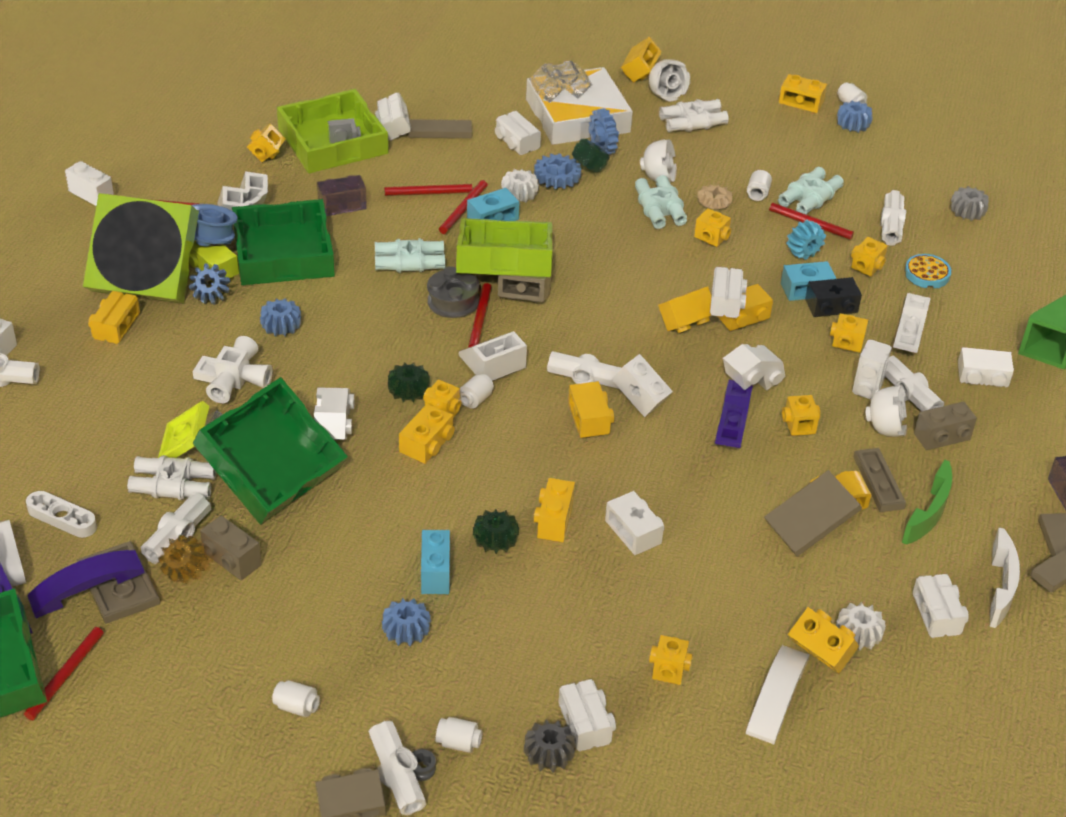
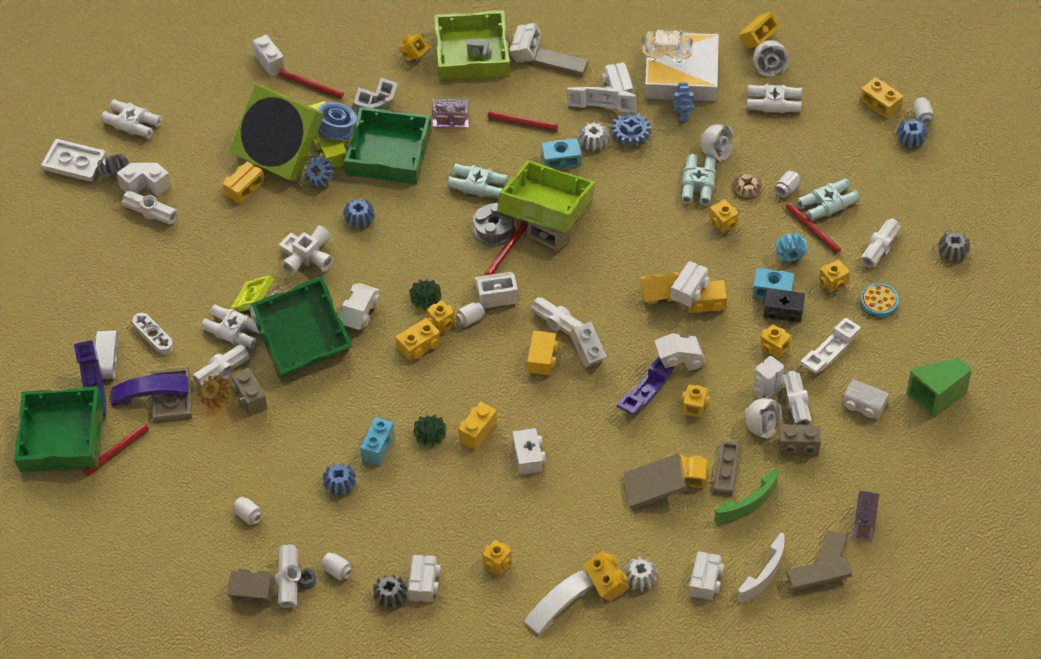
camera: 25 degrees right, 10 degrees up
(458, 212) = (533, 150): red bar -> none
(510, 148) = (601, 97): none -> white slope
(590, 155) = (663, 121): clear green gear -> none

